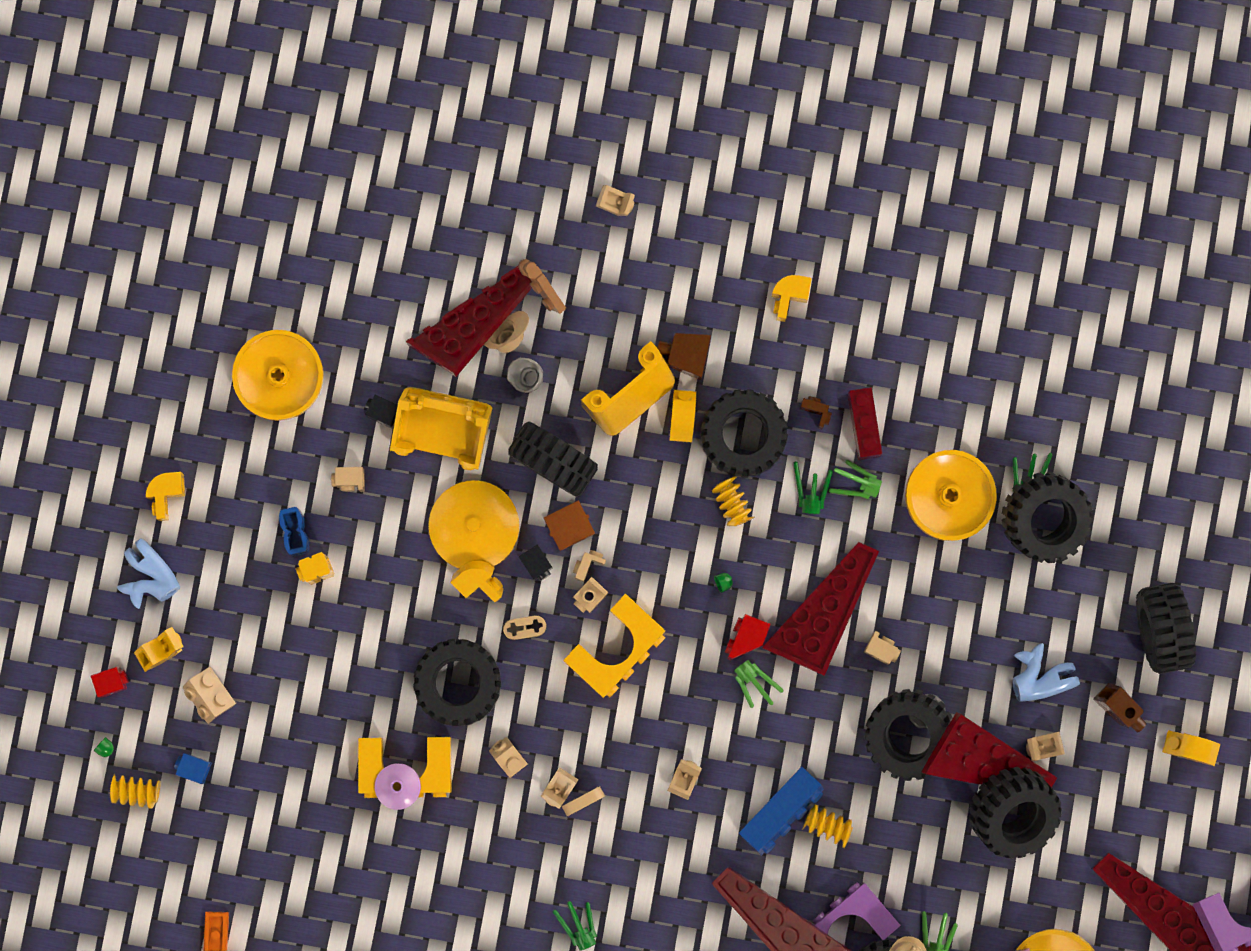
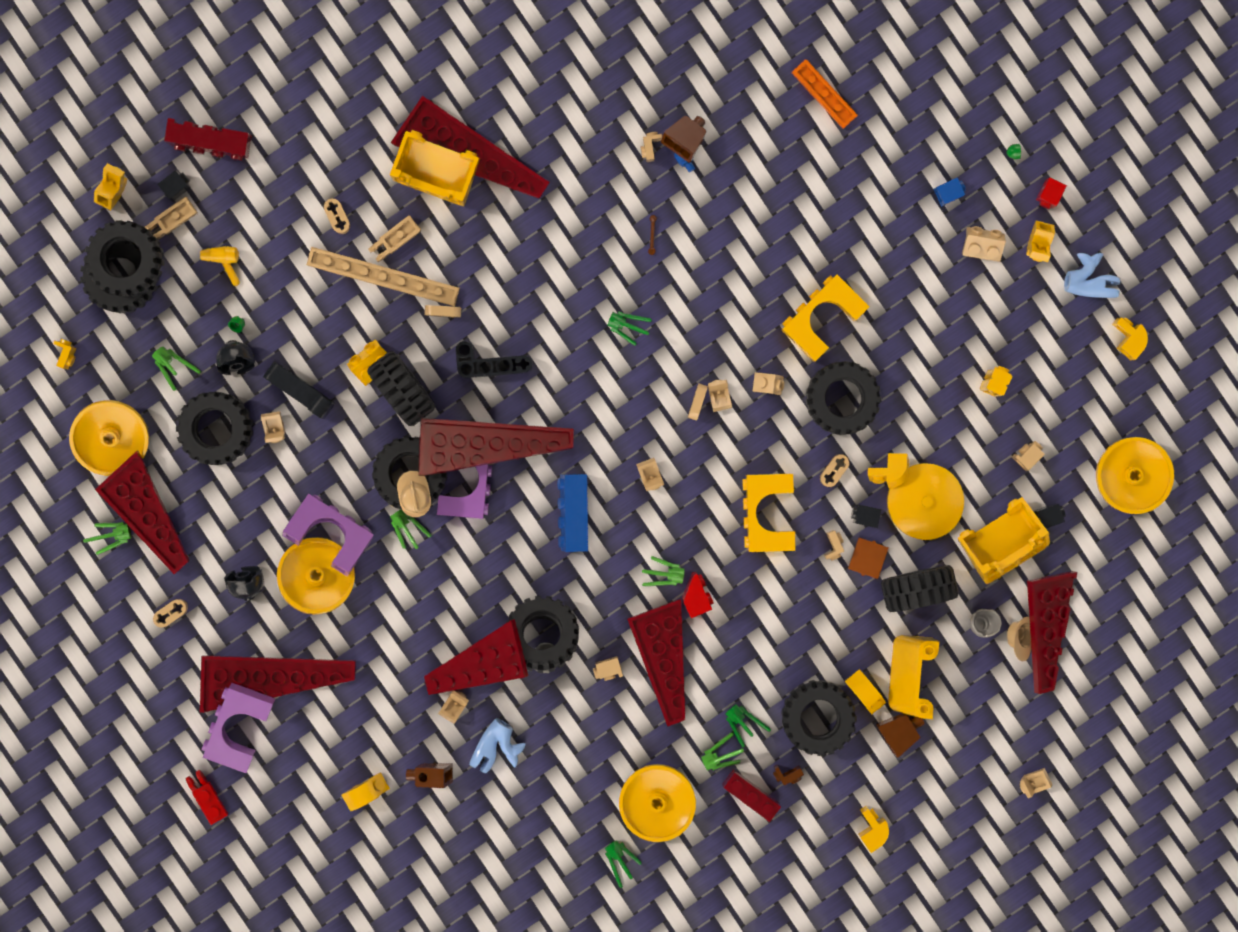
camera: 135 degrees right, 5 degrees up
(134, 792) = (970, 143): yellow piece -> none
(293, 525) = (1034, 395): blue brick -> none
(409, 789) = (808, 305): lavender dish -> none
(541, 285) = (1029, 687): medium nougat hinge -> none
(598, 592) = (809, 534): tan brick -> none
(723, 582) = (742, 615): green hinge -> none
(732, 502) = (784, 668): yellow piece -> none
(828, 825) = (537, 531): yellow piece -> none
(1028, 830) = (415, 649): black tyre -> none
(1071, 530) = (563, 847): black tyre -> none
(1166, 628) = (450, 850): black tyre -> none

